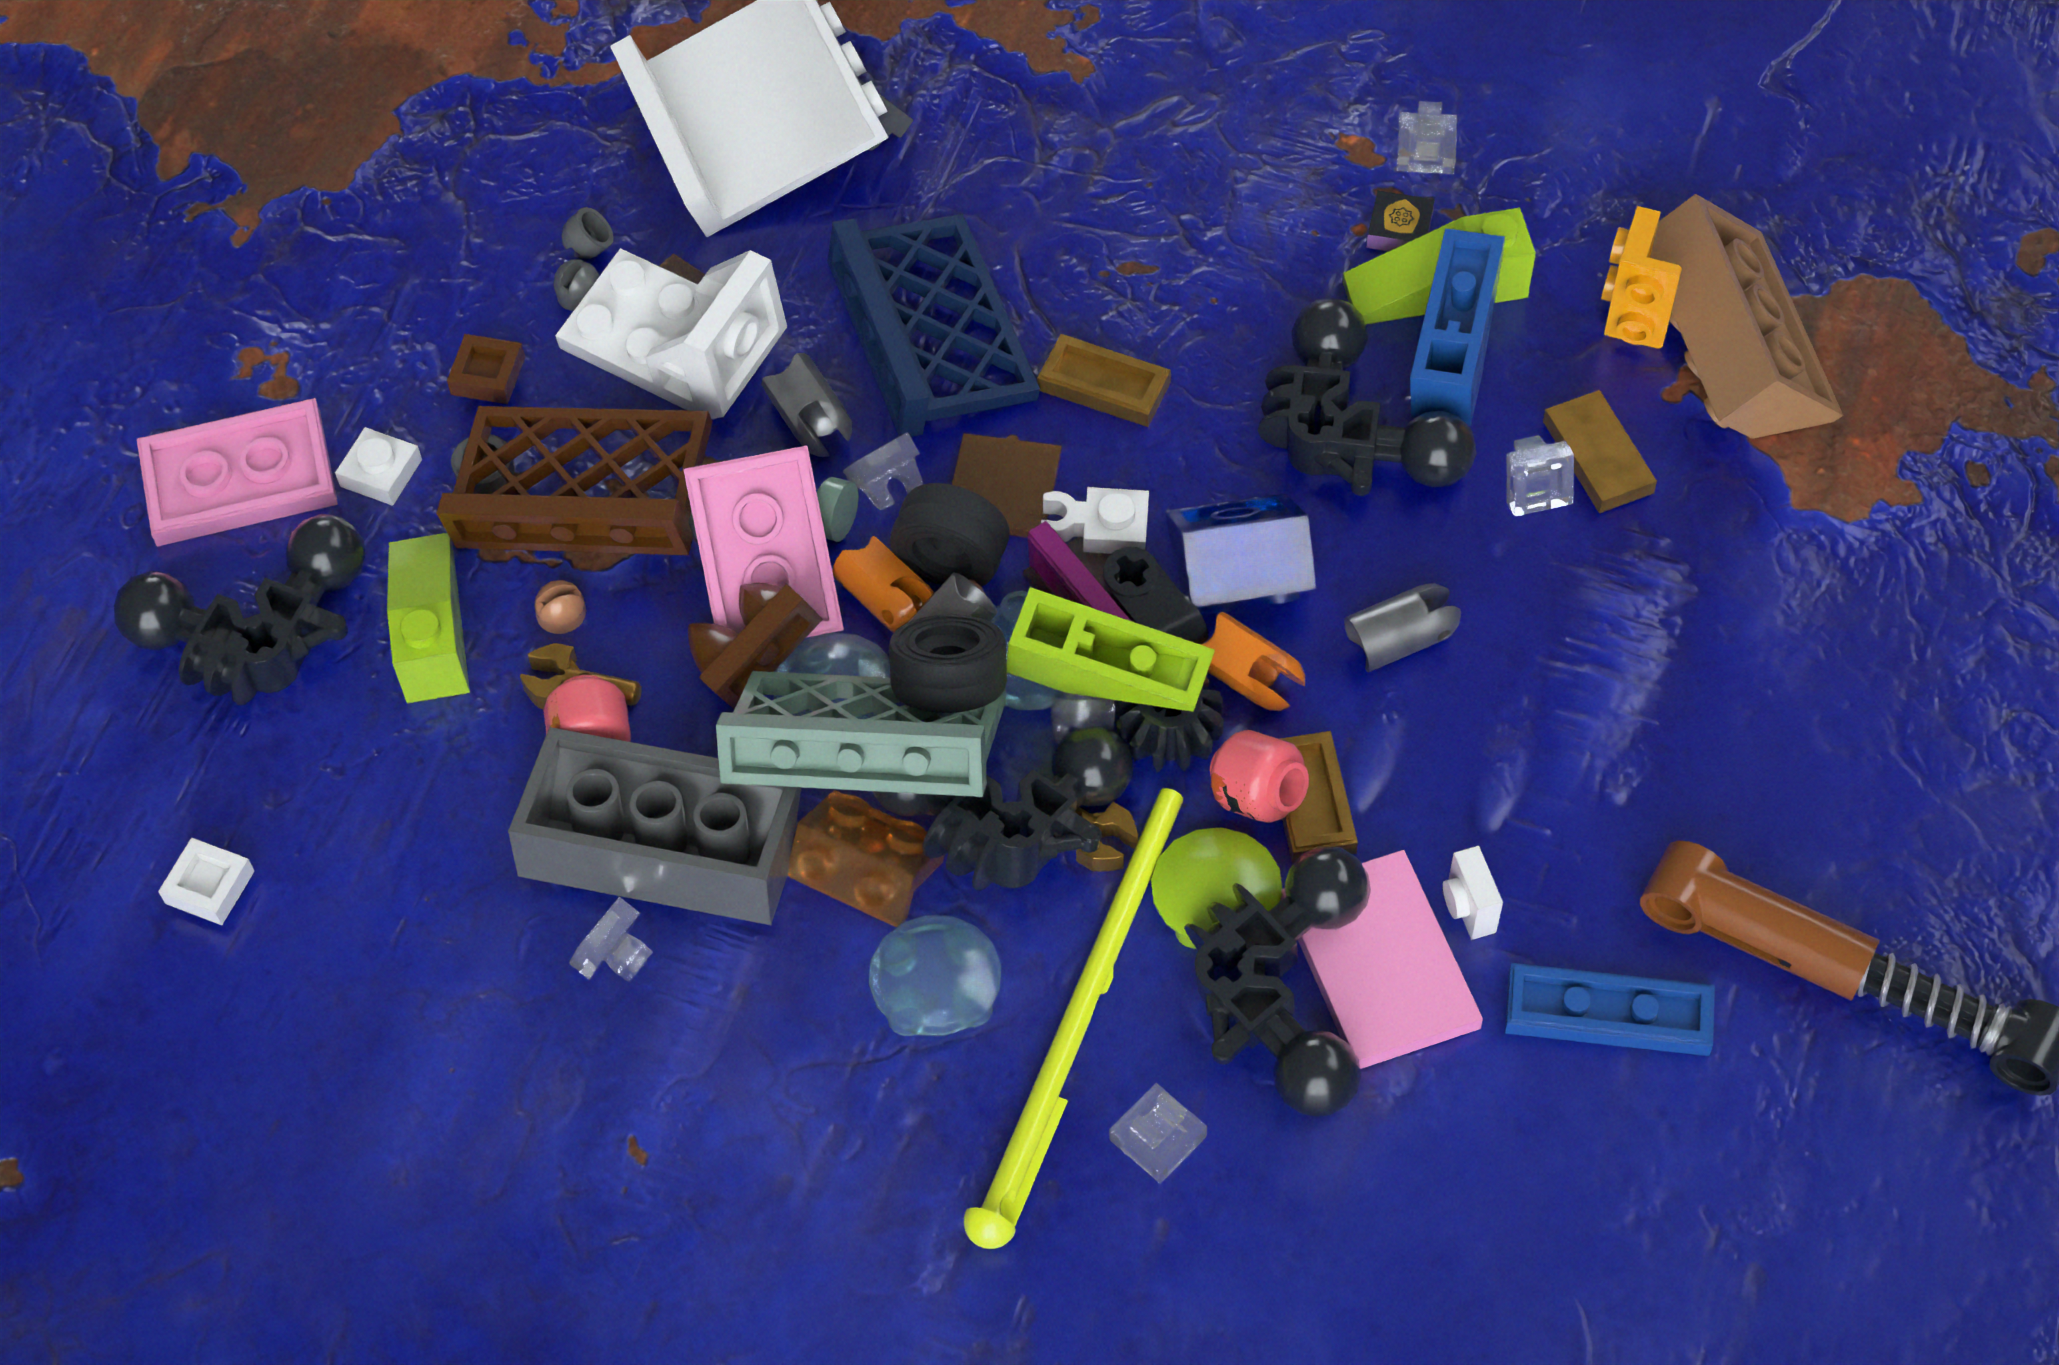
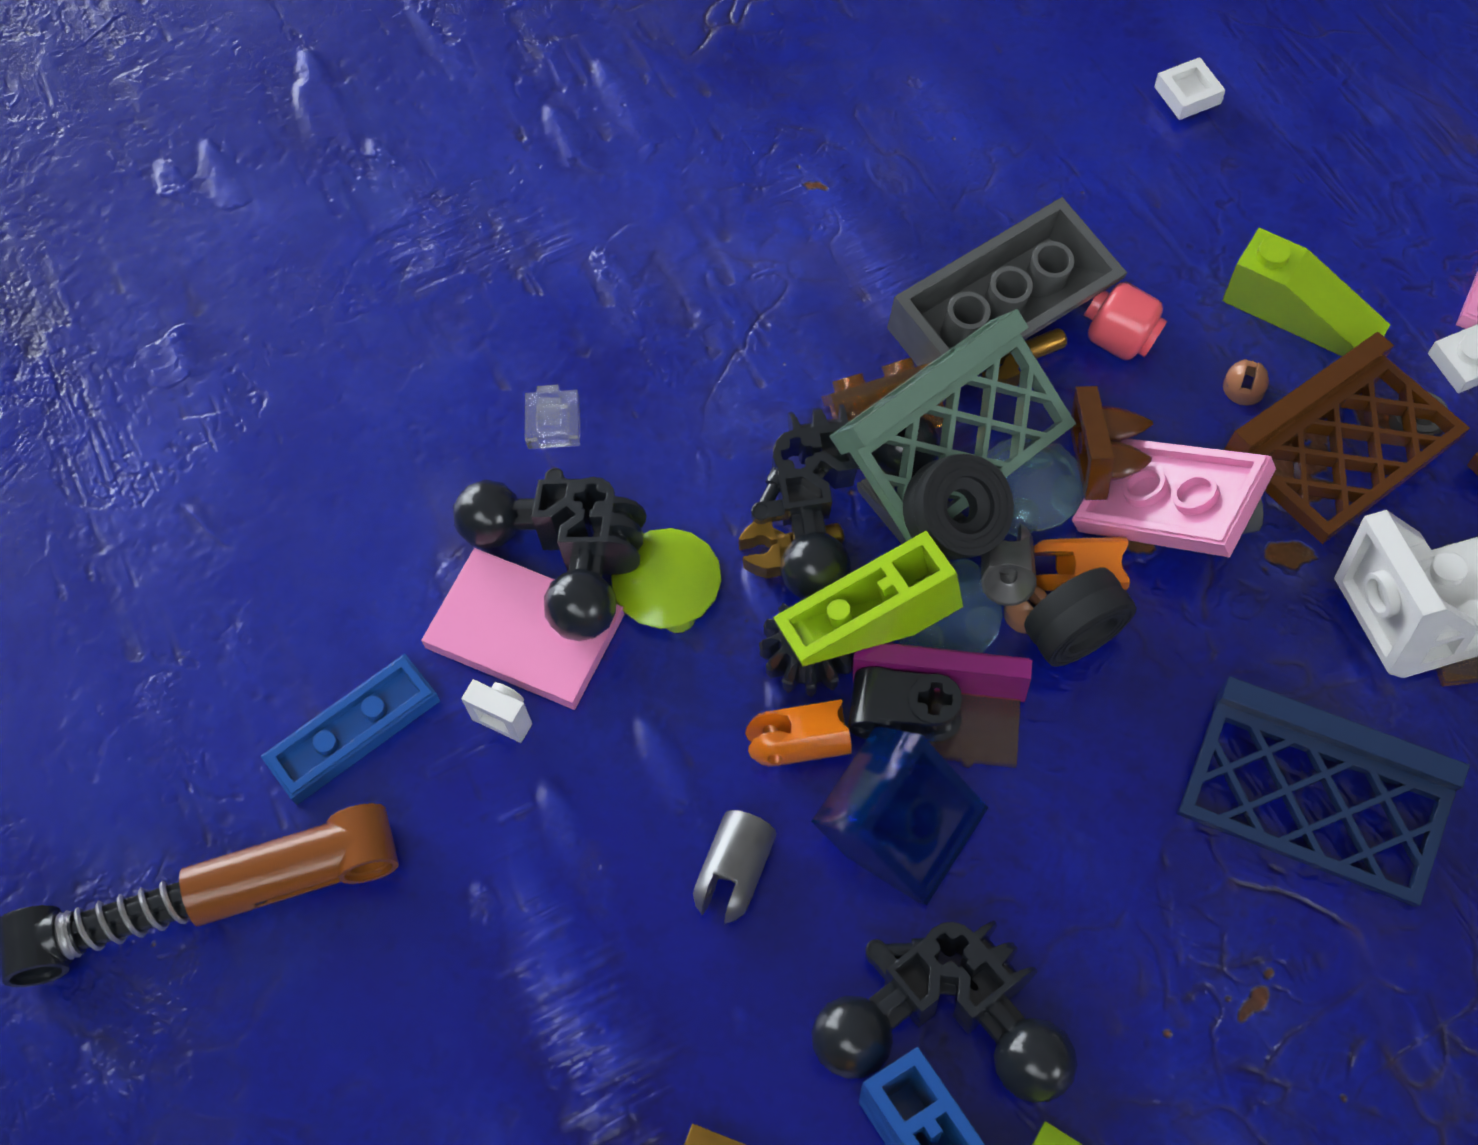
camera: 135 degrees right, 5 degrees up
(256, 650) = (1360, 208): black piece -> none
(562, 660) = (1175, 332): pearl gold bar -> none
(612, 944) = (947, 238): clear tile -> none
(807, 403) = (1293, 636): flat silver piece -> none
(837, 506) = (1180, 582): sand green tile -> none
(887, 462) = (1194, 643): clear tile -> none
(935, 976) = (765, 383): clear light blue dish -> none
(996, 1220) = (588, 297): neon yellow bar -> none
(1009, 476) = (1112, 721): clear orange piece -> none
(1104, 380) = (1151, 869): pearl gold tile -> none
(1106, 519) = (1011, 751): white plate -> none
(1258, 776) = (705, 651): coral head -> none
(1325, 811) = (671, 693): pearl gold tile -> none
(1539, 476) = (759, 1094): clear tile -> none

